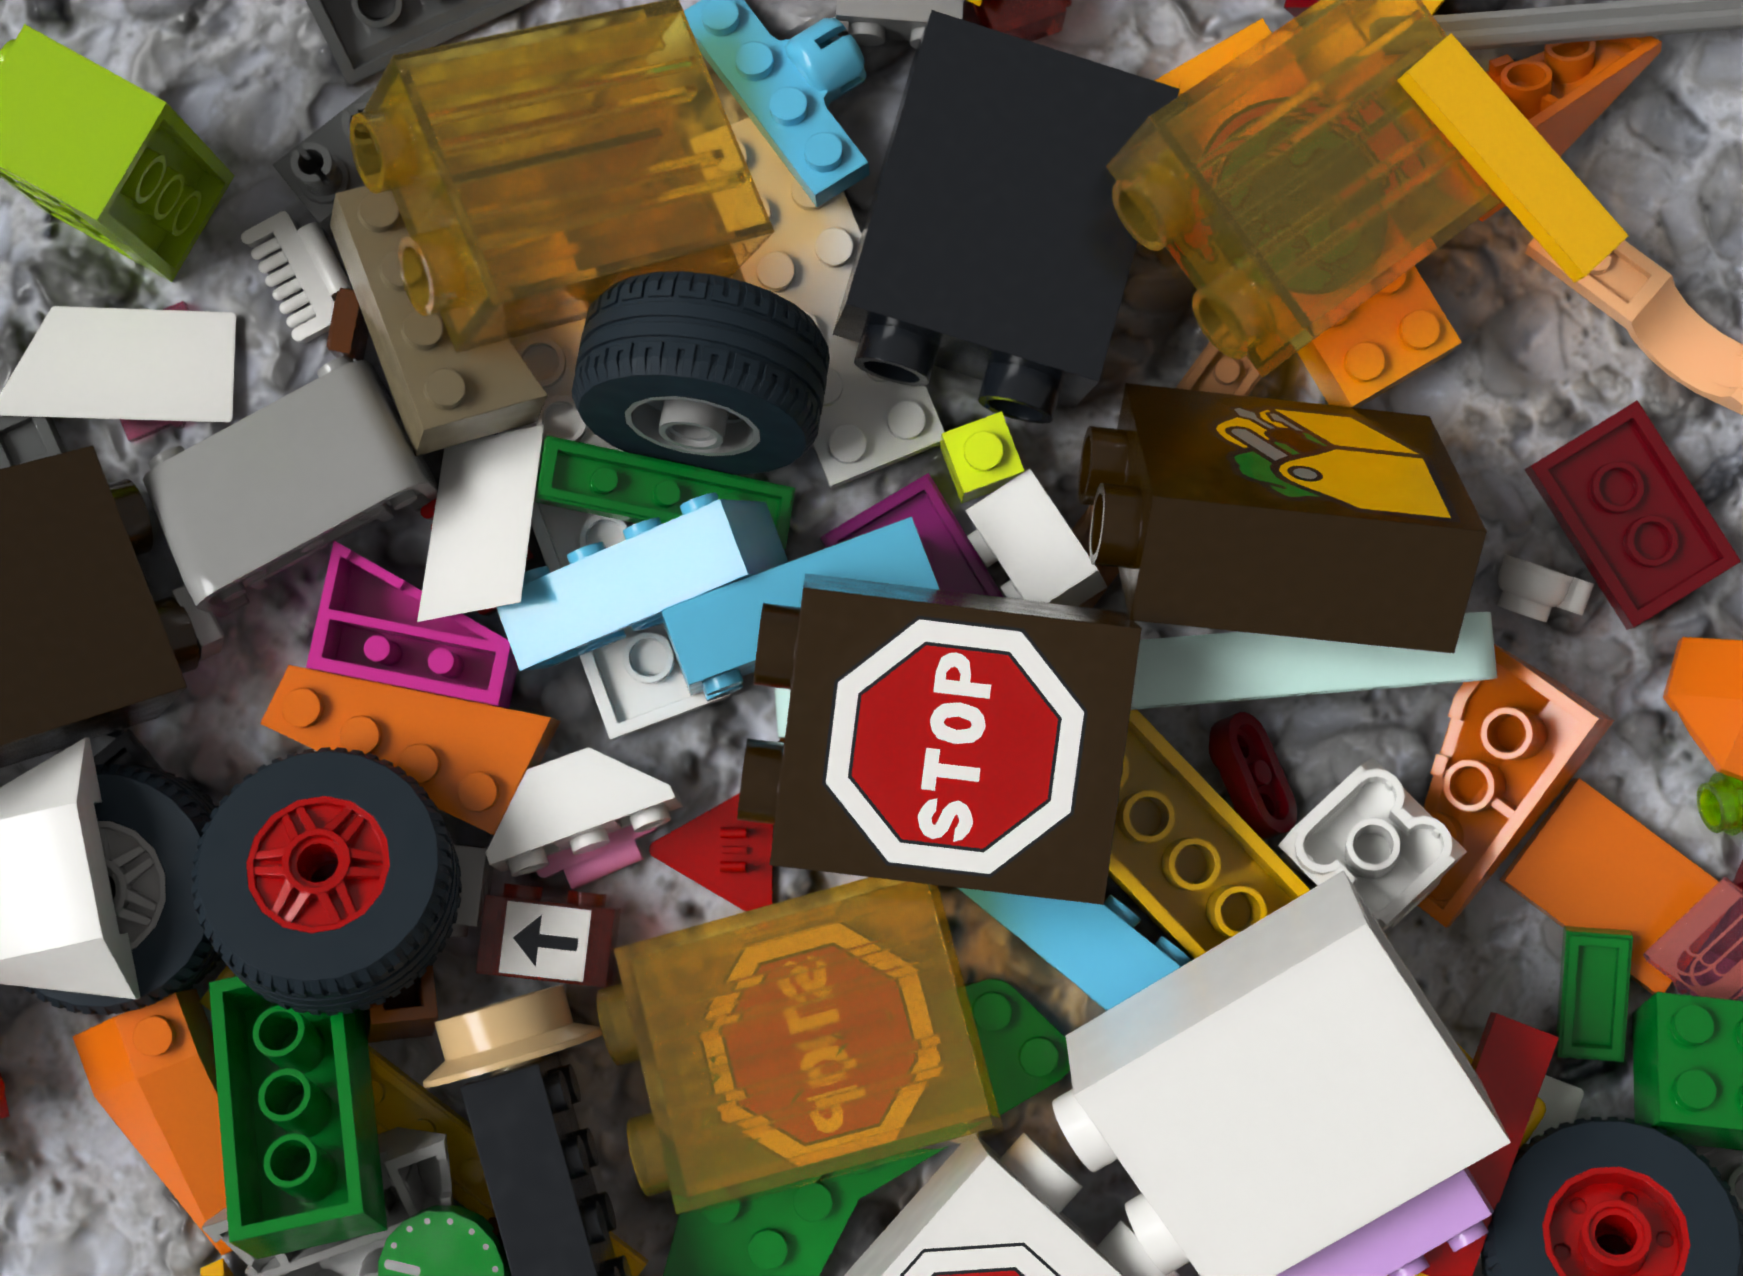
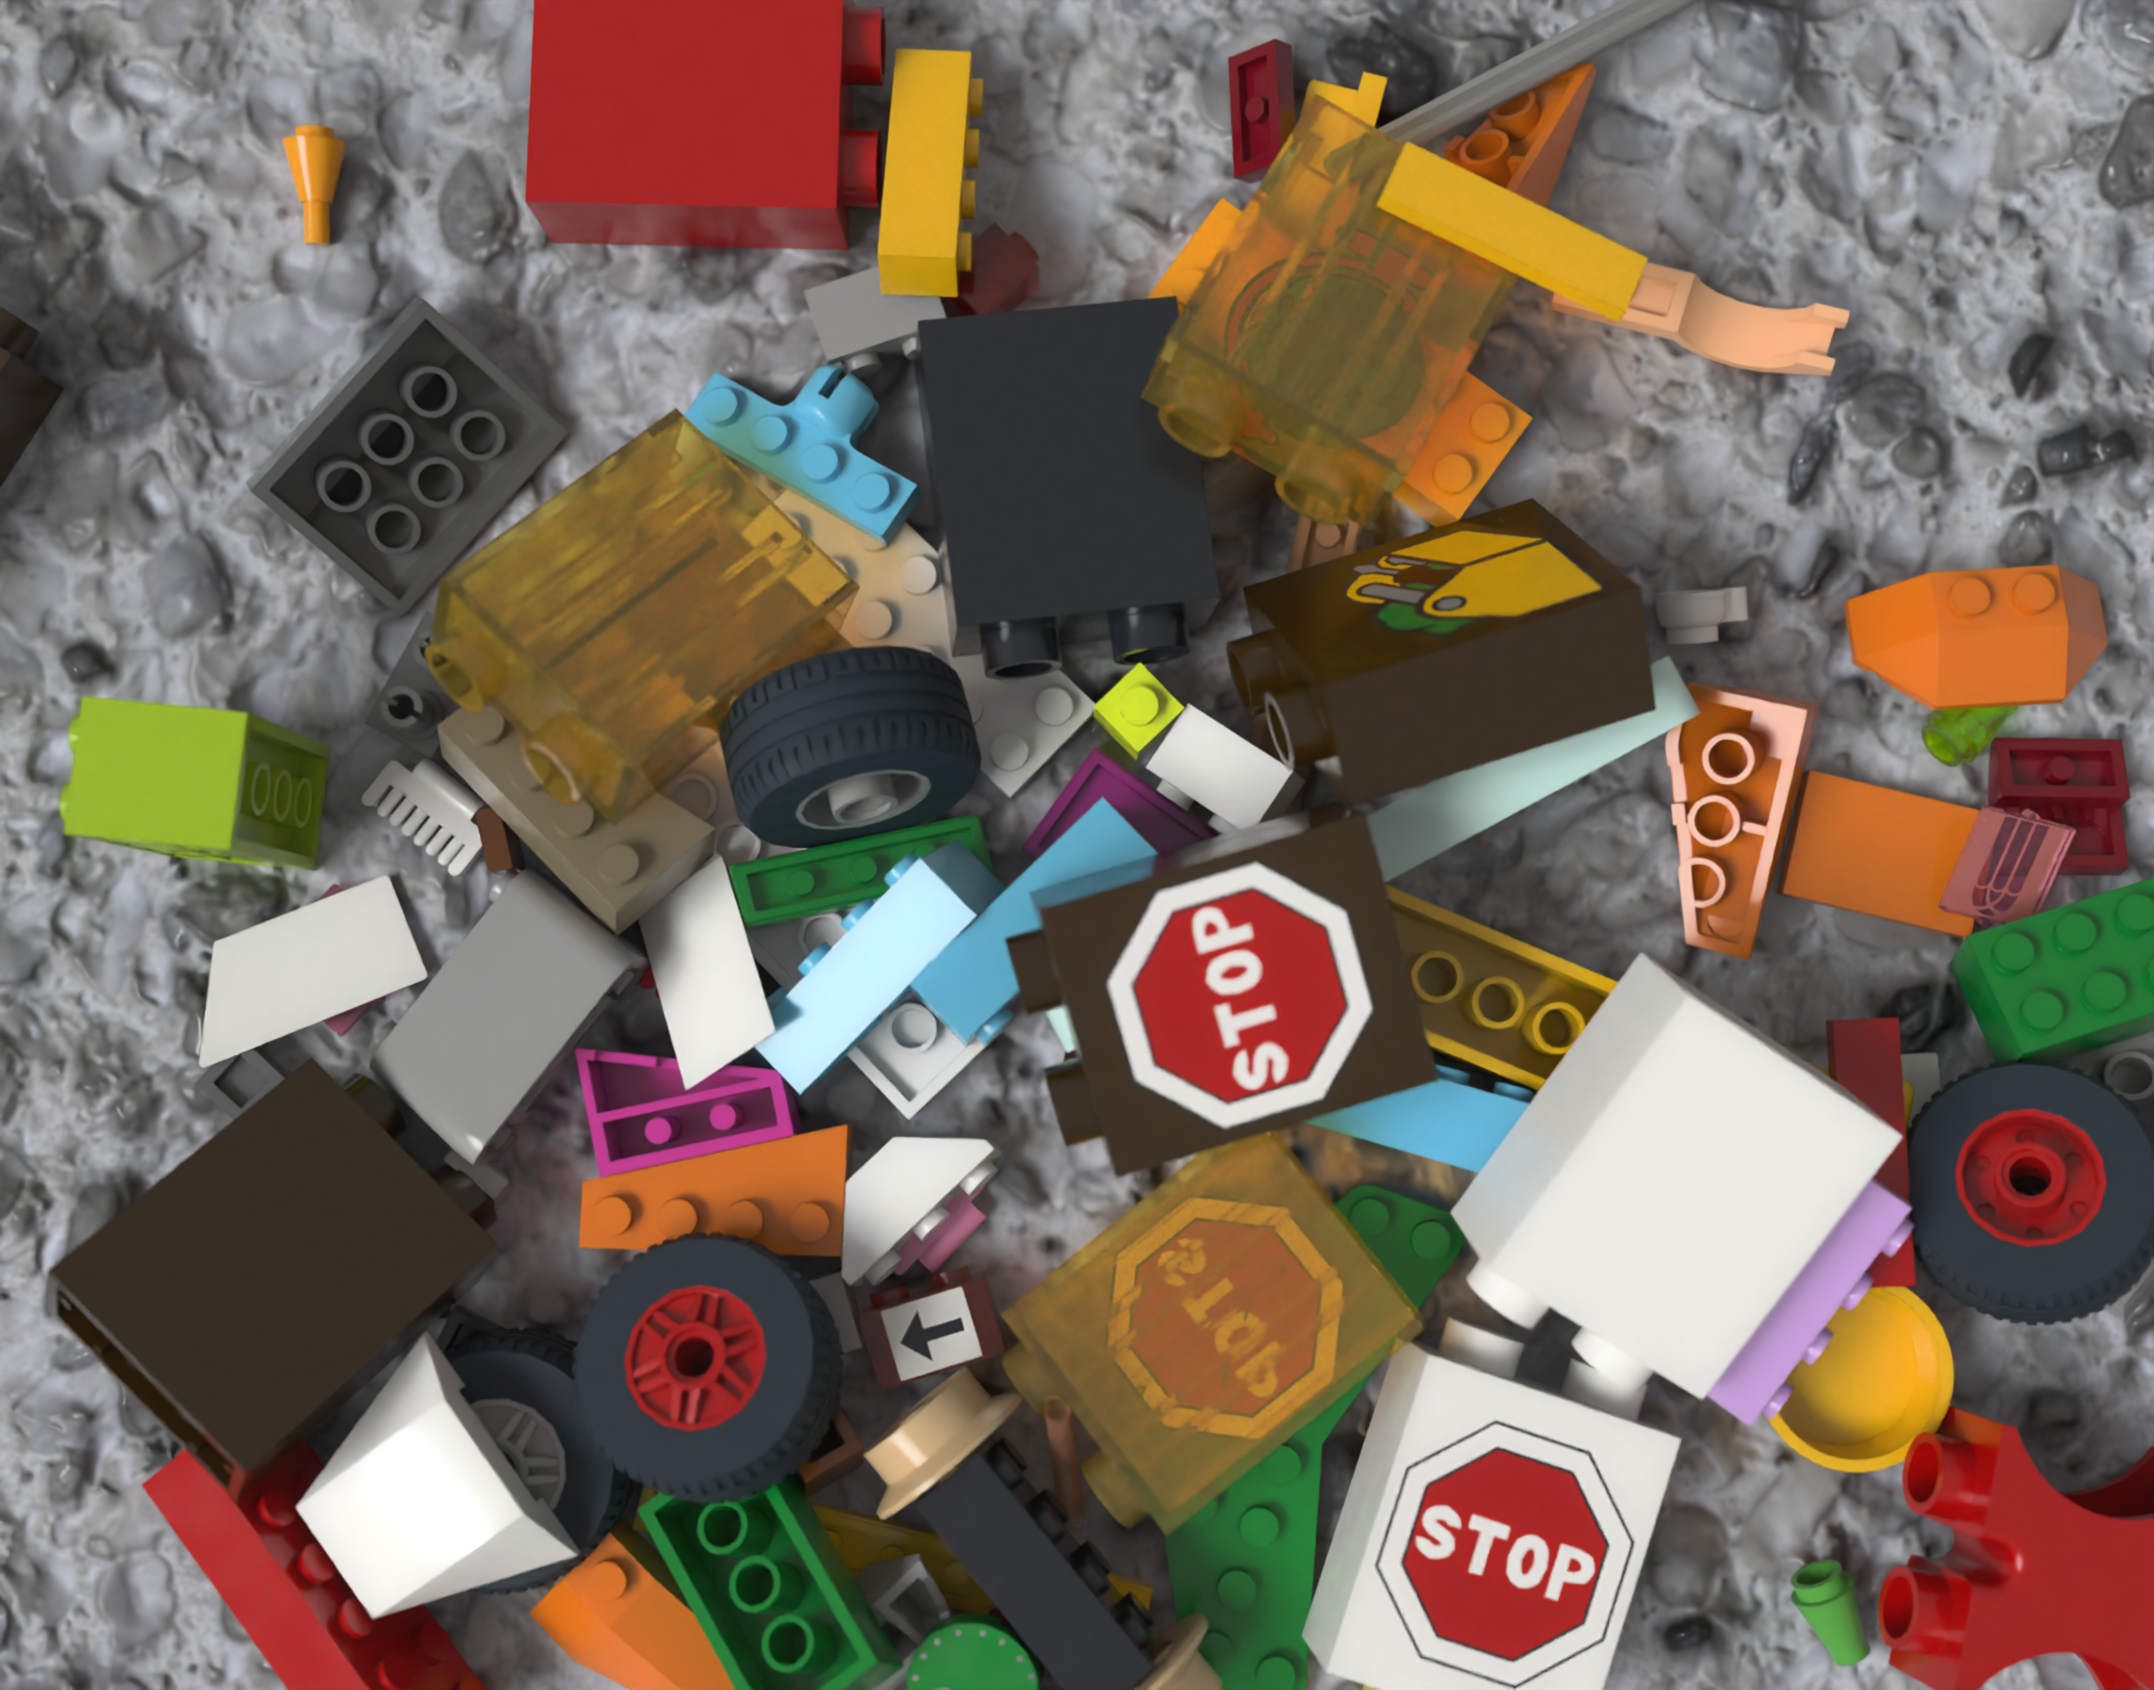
camera: 20 degrees left, 0 degrees up
(610, 1135) = (1057, 1475): none -> nougat piece
(722, 855) = (1059, 1181): red piece -> none
(1253, 775) = (1512, 896): dark red plate -> none
(1379, 840) = (1651, 907): white piece -> none
(1594, 993) = (1908, 961): green tile -> none
(1632, 515) = (1754, 509): dark red plate -> none

